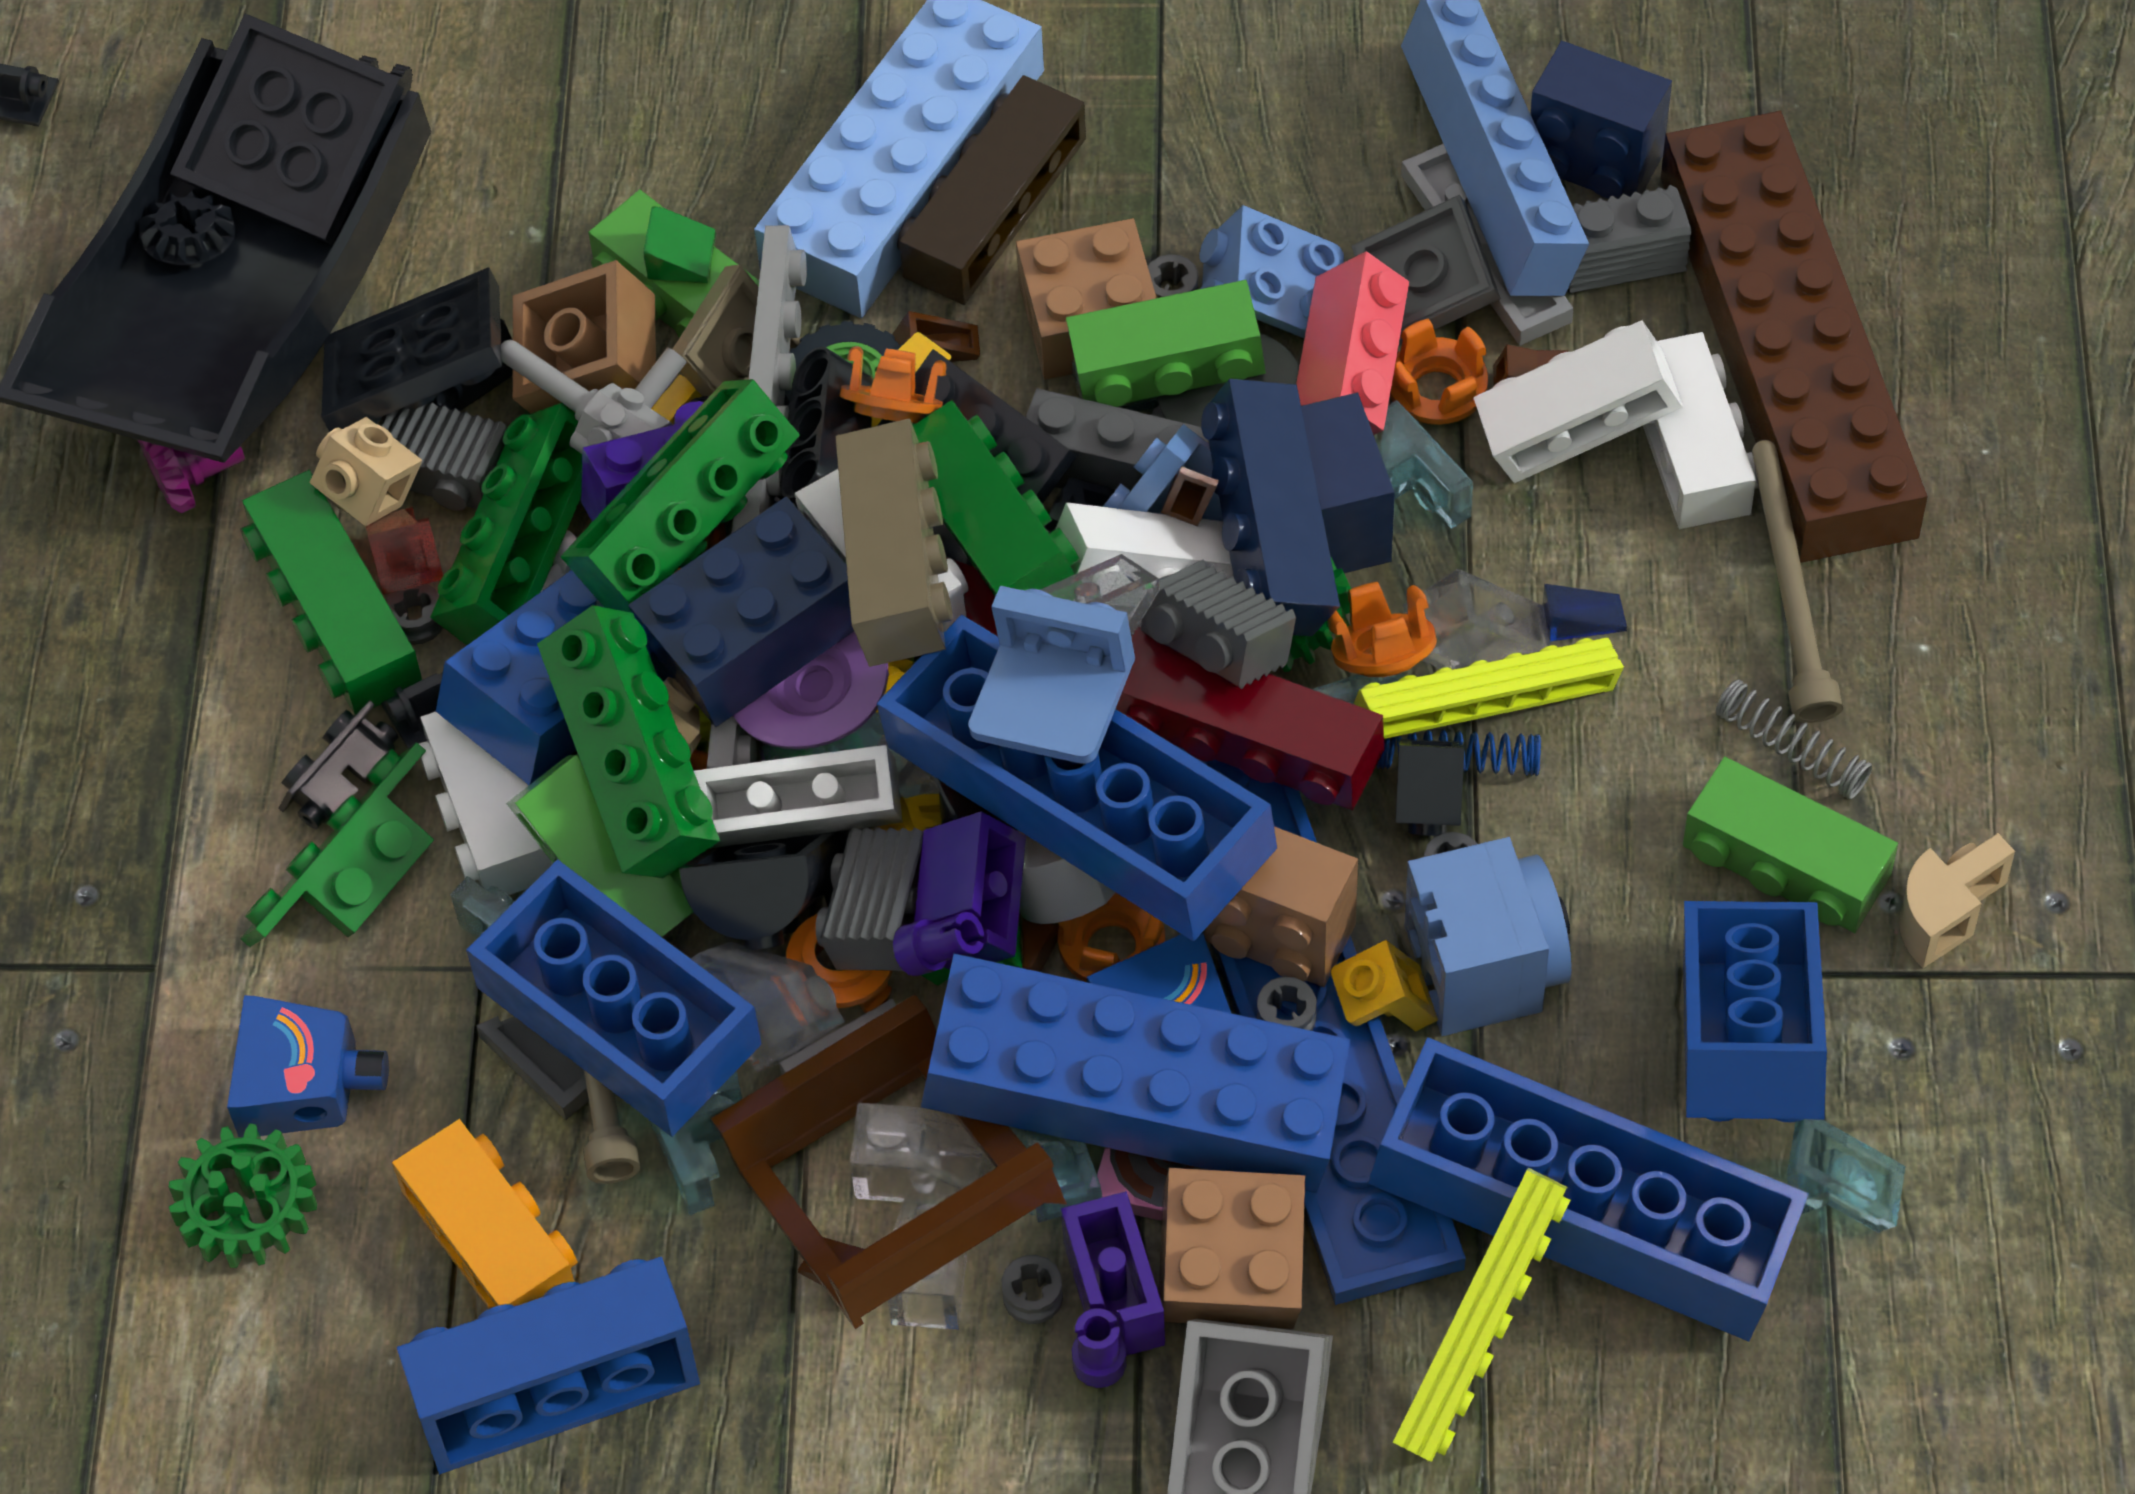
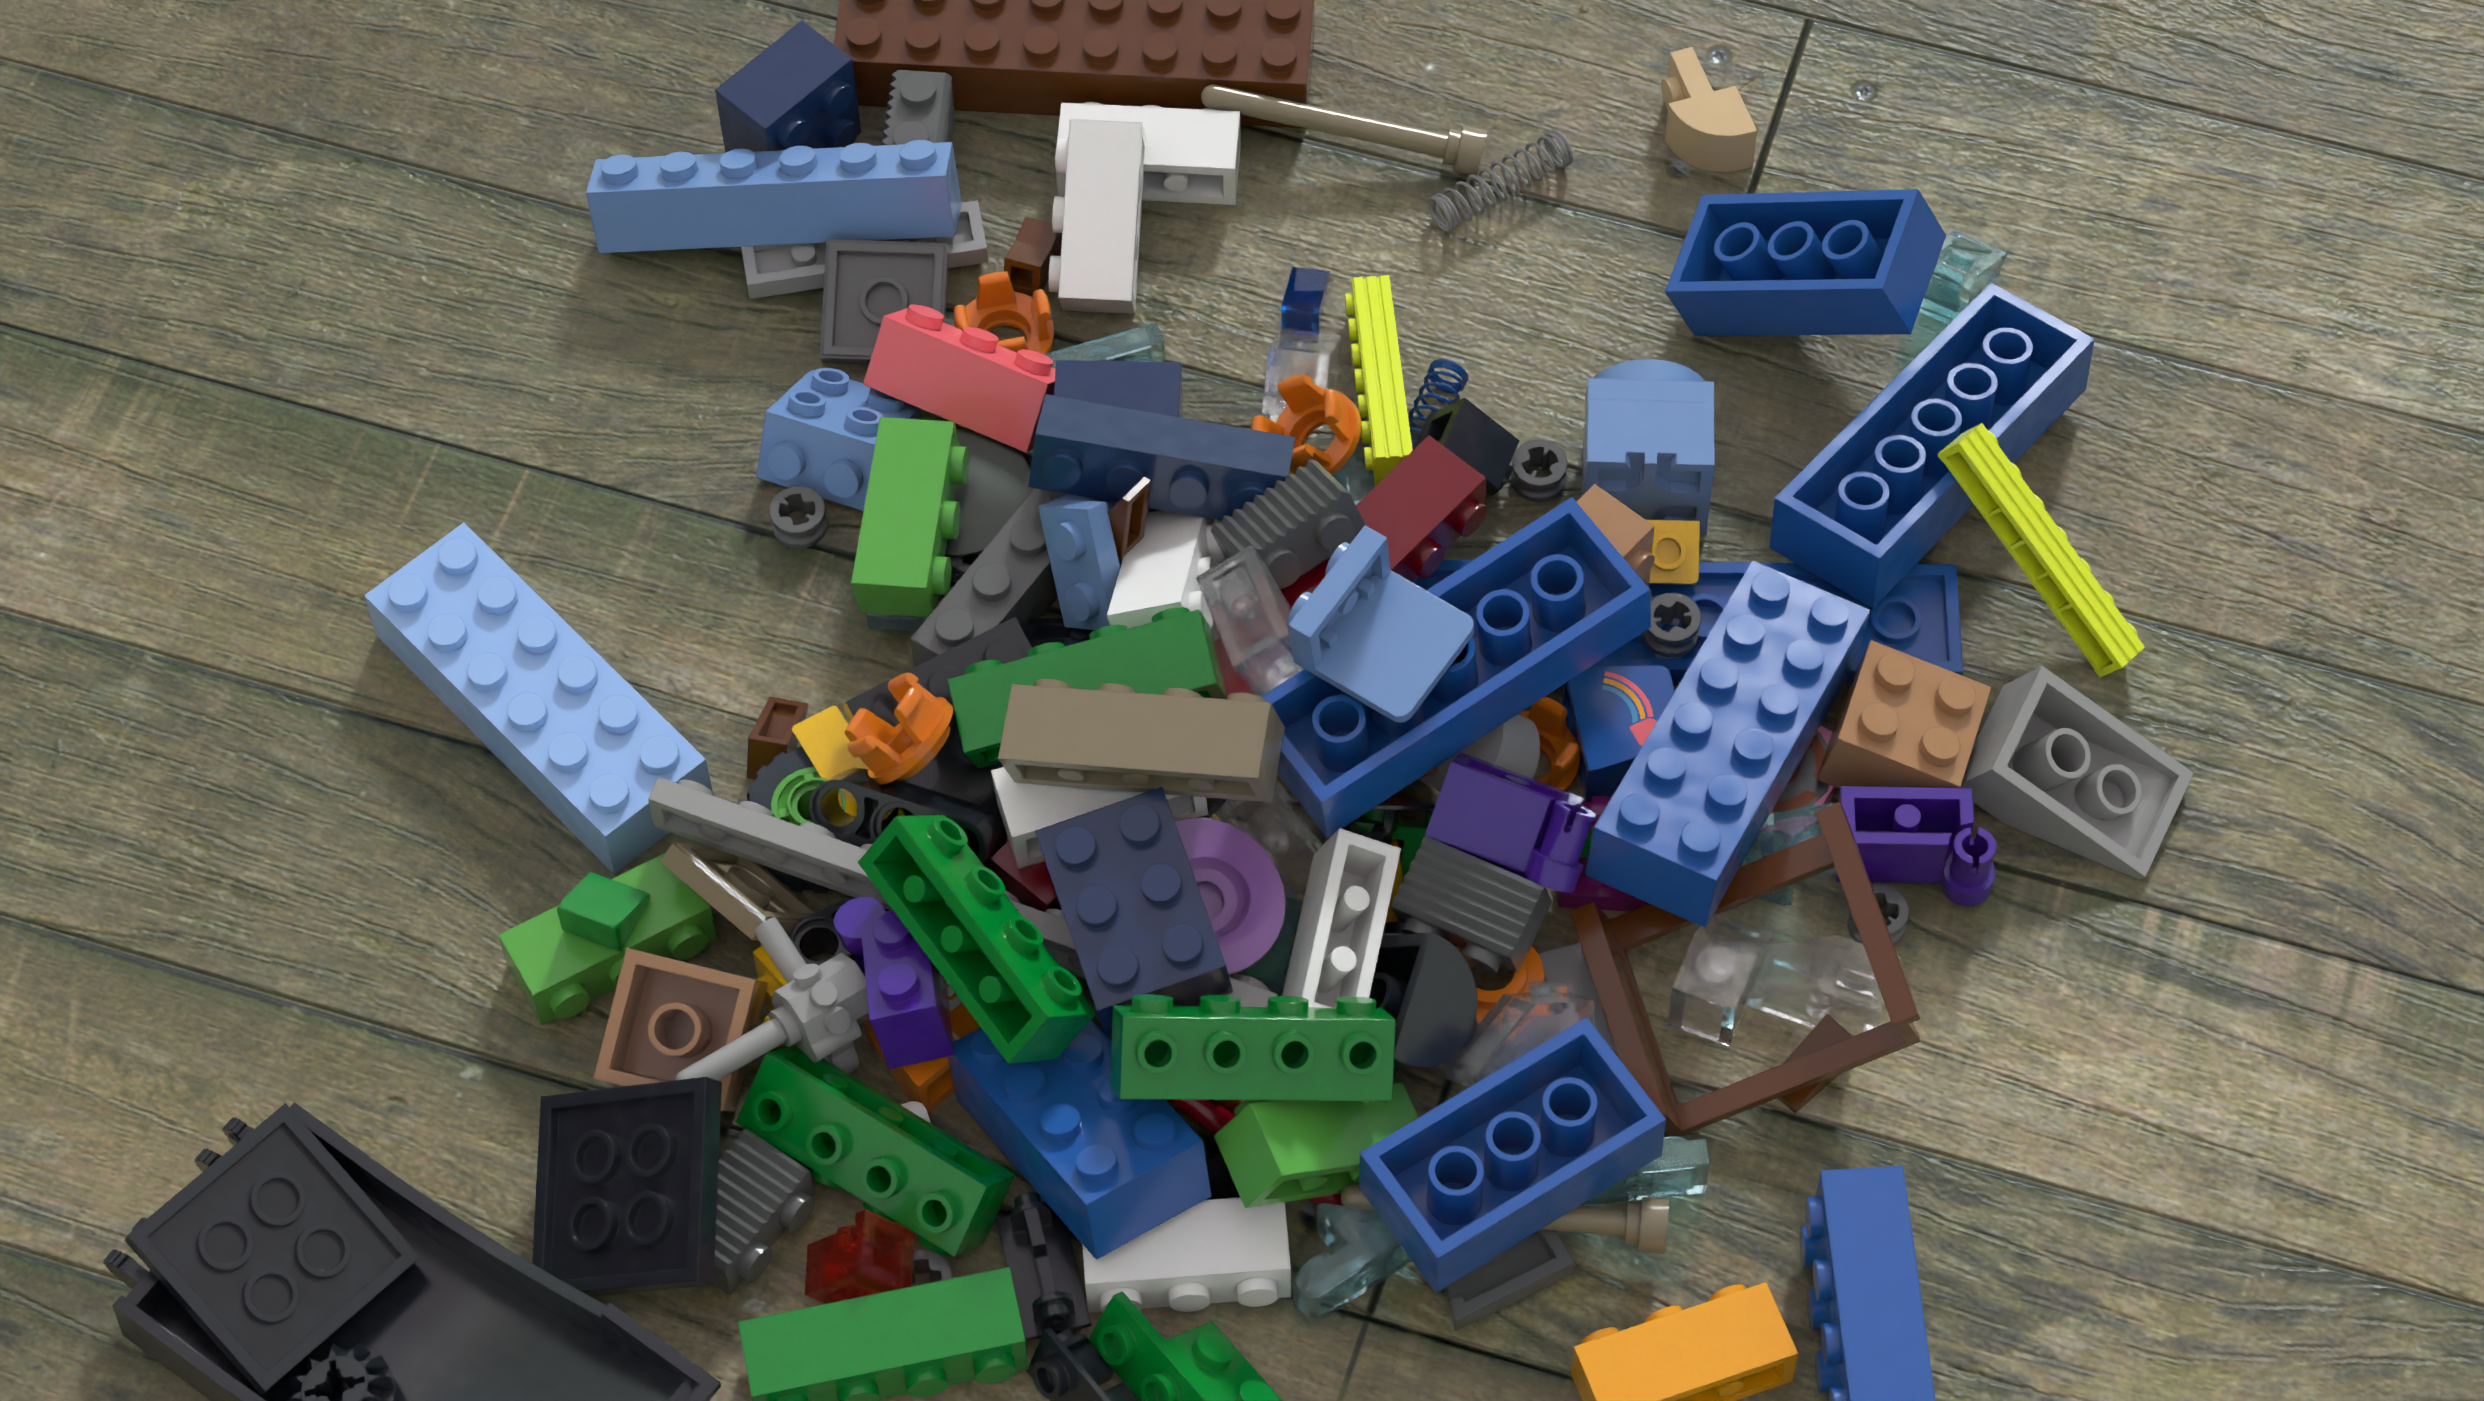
camera: 75 degrees left, 0 degrees up
(364, 470) = (771, 1261): tan brick -> none
(991, 189) = (632, 625): dark brown brick -> none
(1076, 276) = (794, 583): medium nougat brick -> none
(1789, 844) = (1613, 212): bright green brick -> none

